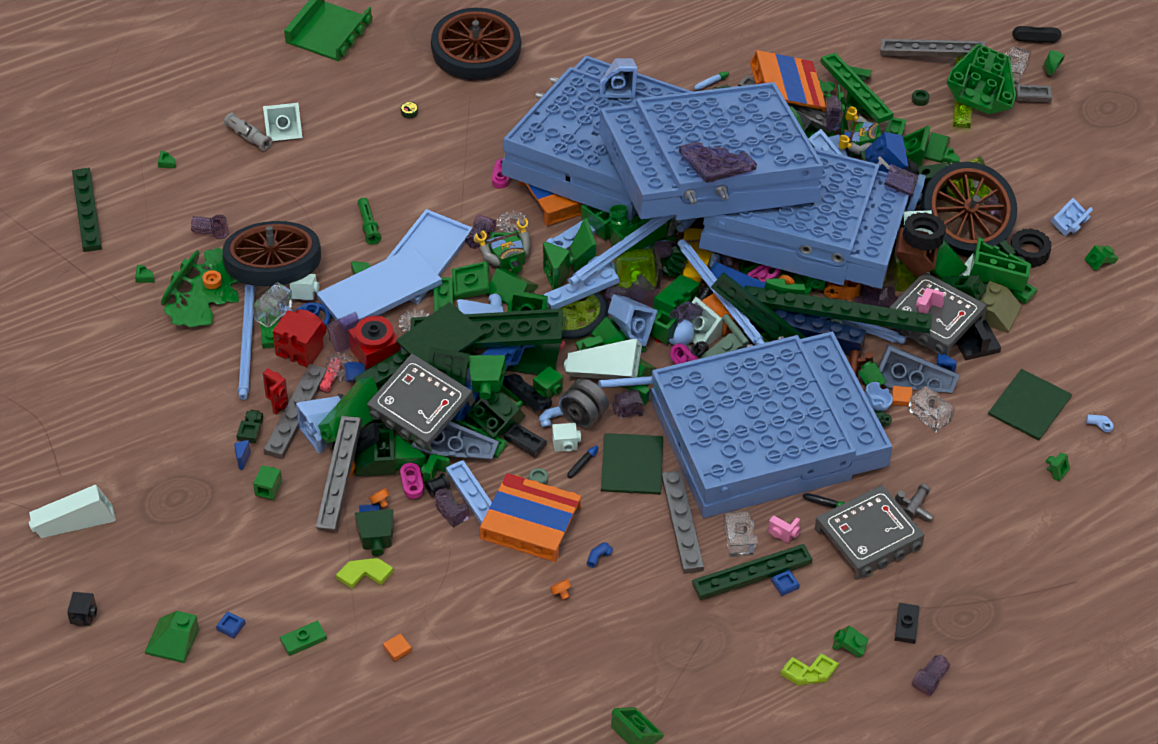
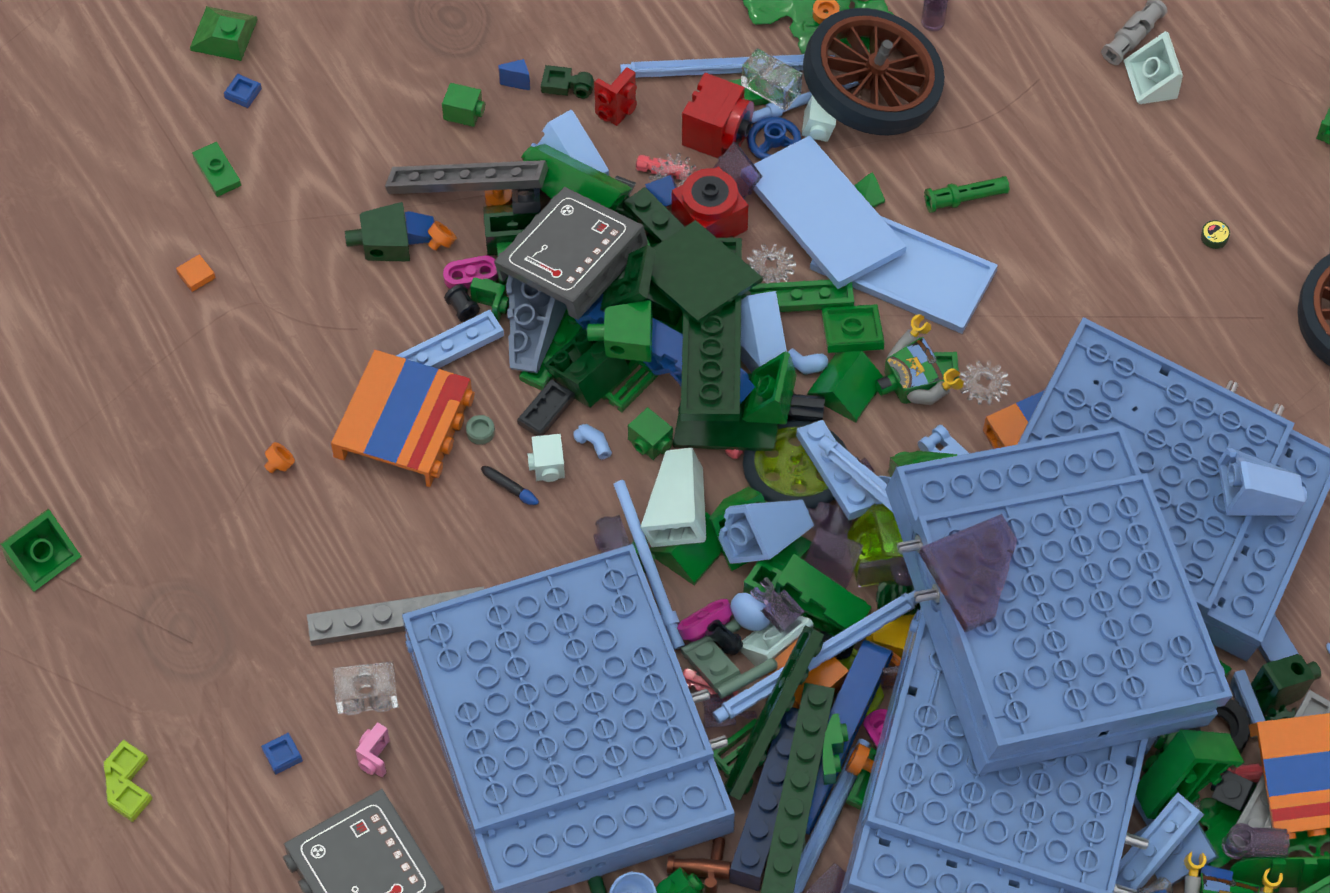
camera: 90 degrees right, 10 degrees up
(288, 423) = (603, 133): flat silver plate -> none
(372, 568) = (323, 221): lime tile -> none
(450, 508) = (422, 319): clear purple leg -> none
(480, 224) = (964, 340): clear purple piece -> none
(526, 392) = (647, 393): black plate -> none
(556, 264) = (874, 431): green slope -> none
(583, 403) = (596, 470): flat silver wheel -> none
(589, 342) = (723, 484): green bracket -> none
(596, 552) = (342, 504): blue arm -> none
(632, 463) = (505, 546): dark green piece -> none
(751, 571) = (299, 707): dark green plate -> none
(822, 500) = (431, 815): black piece -> none
(850, 640) = (166, 835): green bracket -> none

